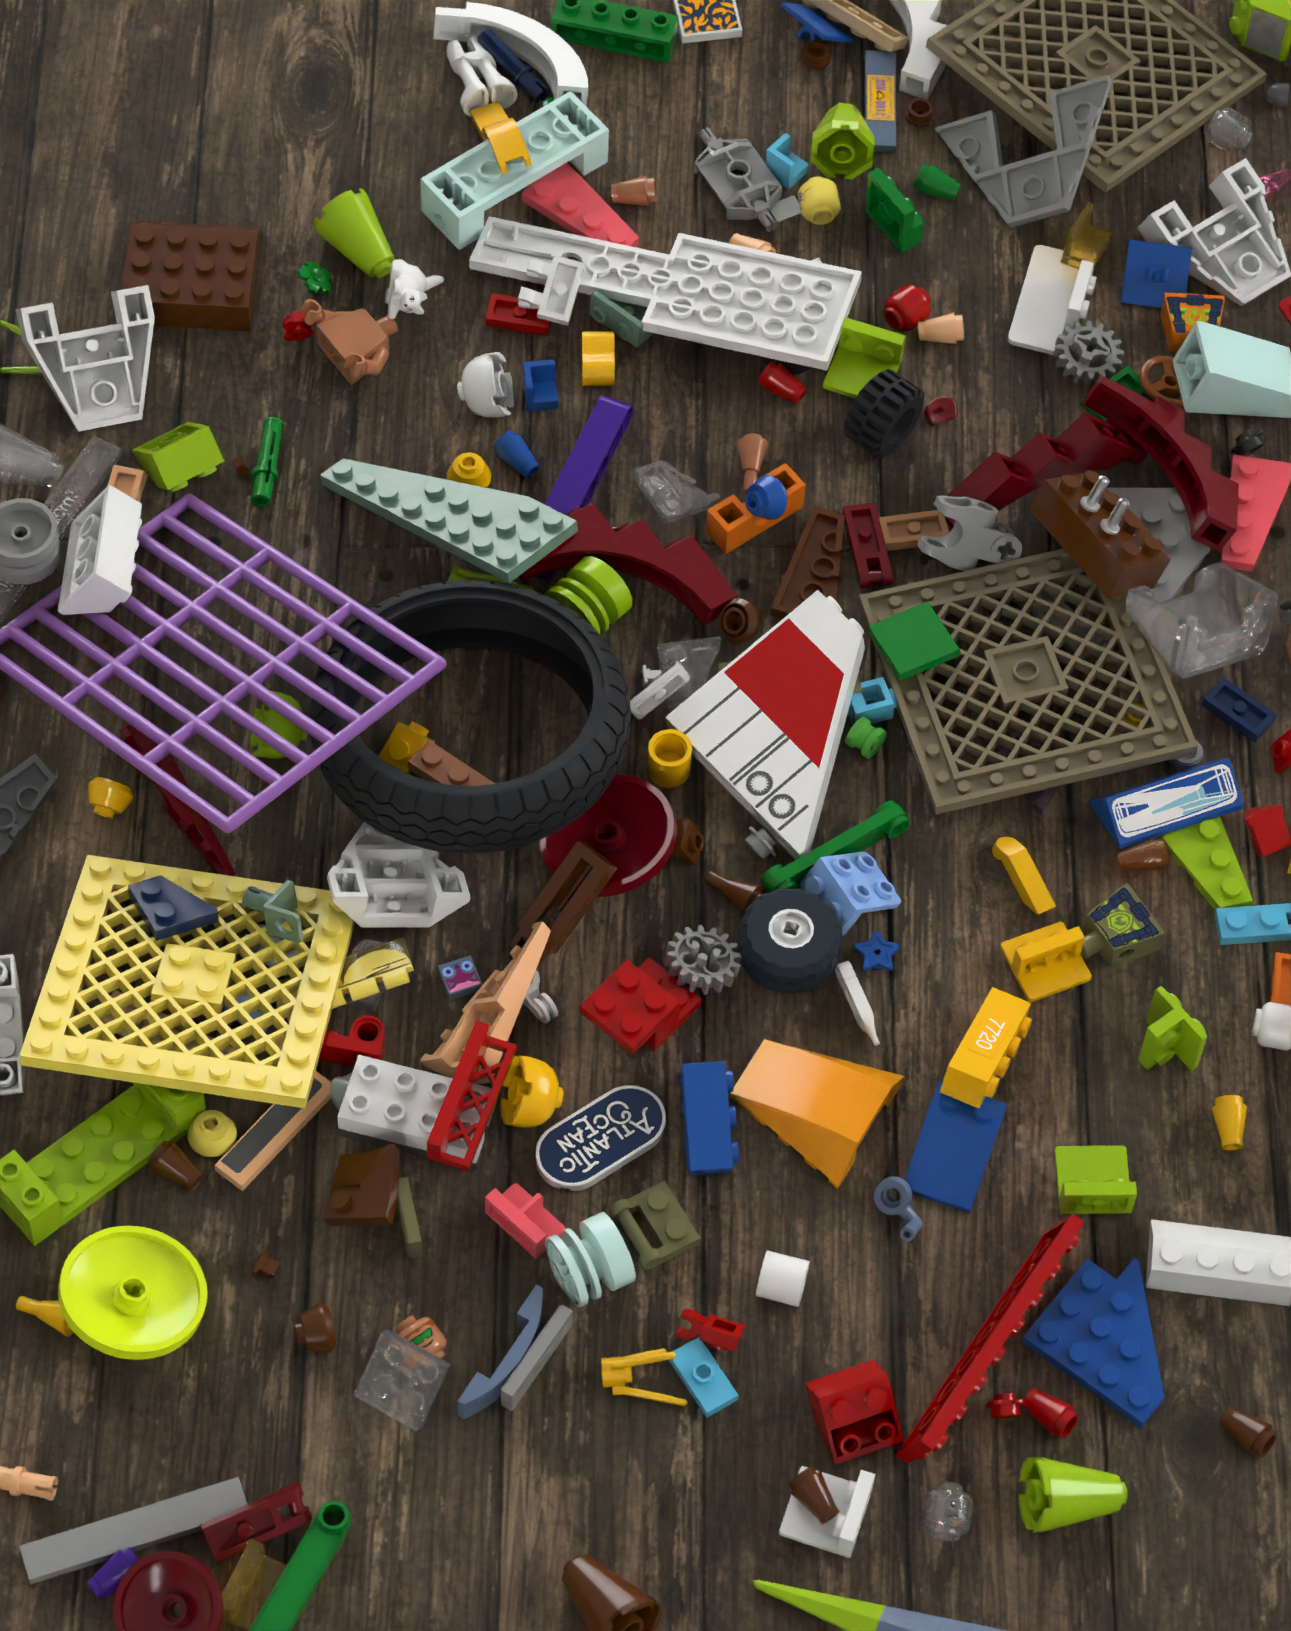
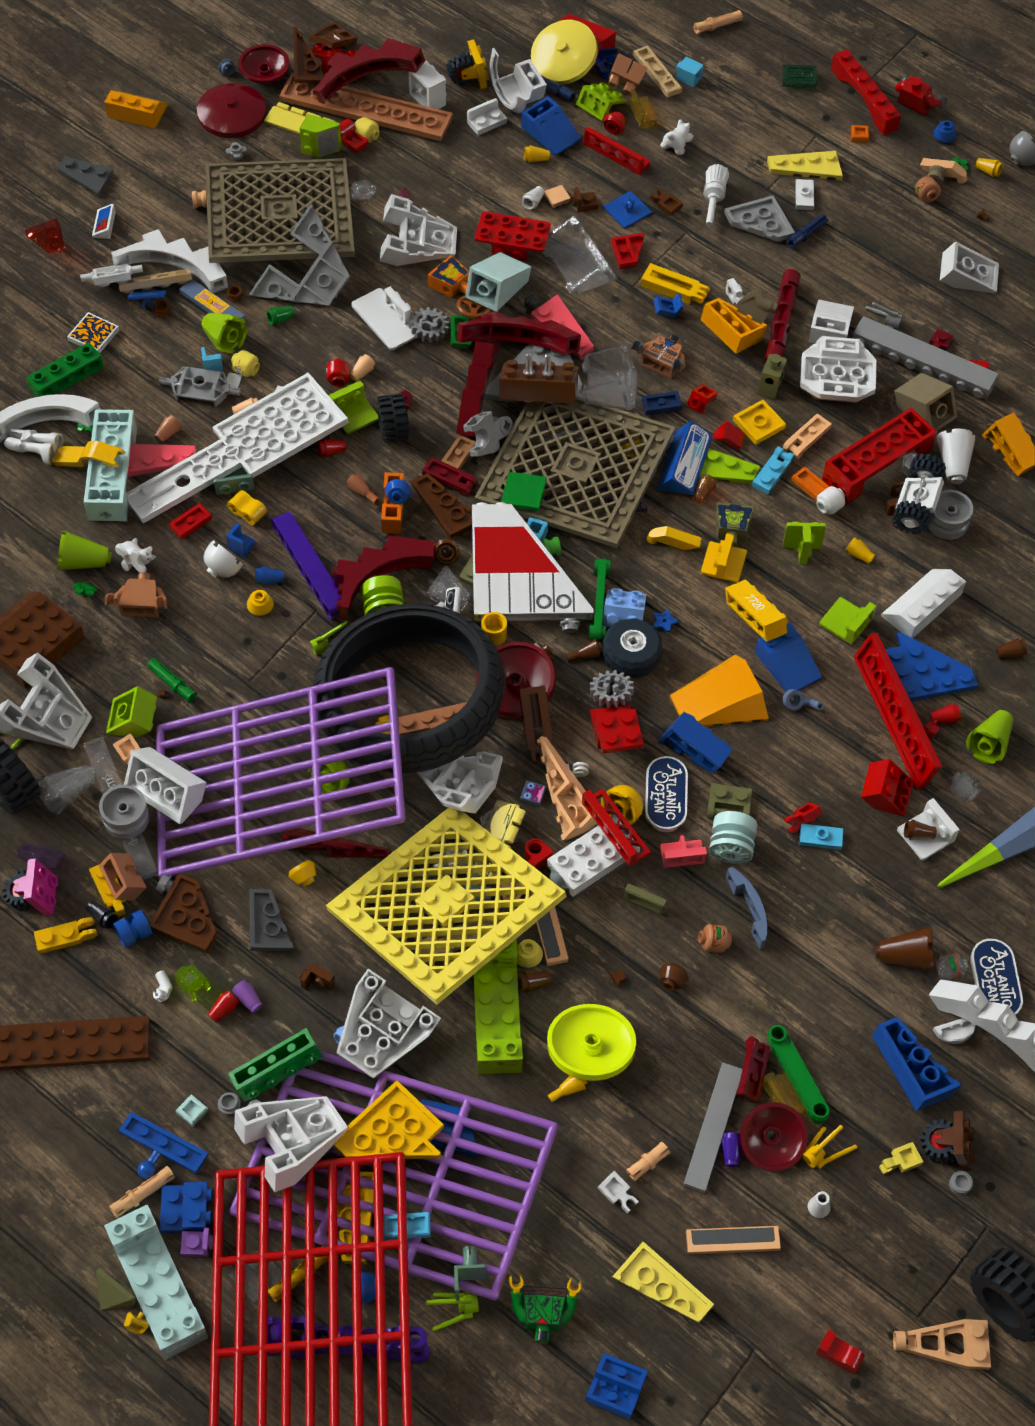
camera: 50 degrees left, 0 degrees up
(170, 908) = (395, 886): dark blue wing -> none
(276, 910) = (435, 840): sand green bracket -> none
(296, 328) = (106, 614): red plate -> none
(365, 1188) = (616, 905): reddish brown plate -> none
(401, 1380) = (731, 957): clear plate -> none
(476, 523) = (302, 613): wing -> none
(513, 65) = (52, 426): dark blue axle -> none
(536, 1357) = (753, 877): light grey tile -> none
(560, 289) = (199, 492): white plate -> none
(618, 1371) = (793, 868): yellow plant -> none
(671, 492) = (348, 530): clear wing -> none
(782, 1278) = (801, 770): white piece -> none
(856, 999) = (682, 645): white piece -> none
(892, 211) = (284, 339): green plate -> none
(1085, 240) = (369, 283): clear yellow panel -> none
(1154, 270) = (411, 271): blue piece -> none
(1278, 95) = (360, 162): dark grey hinge -> none

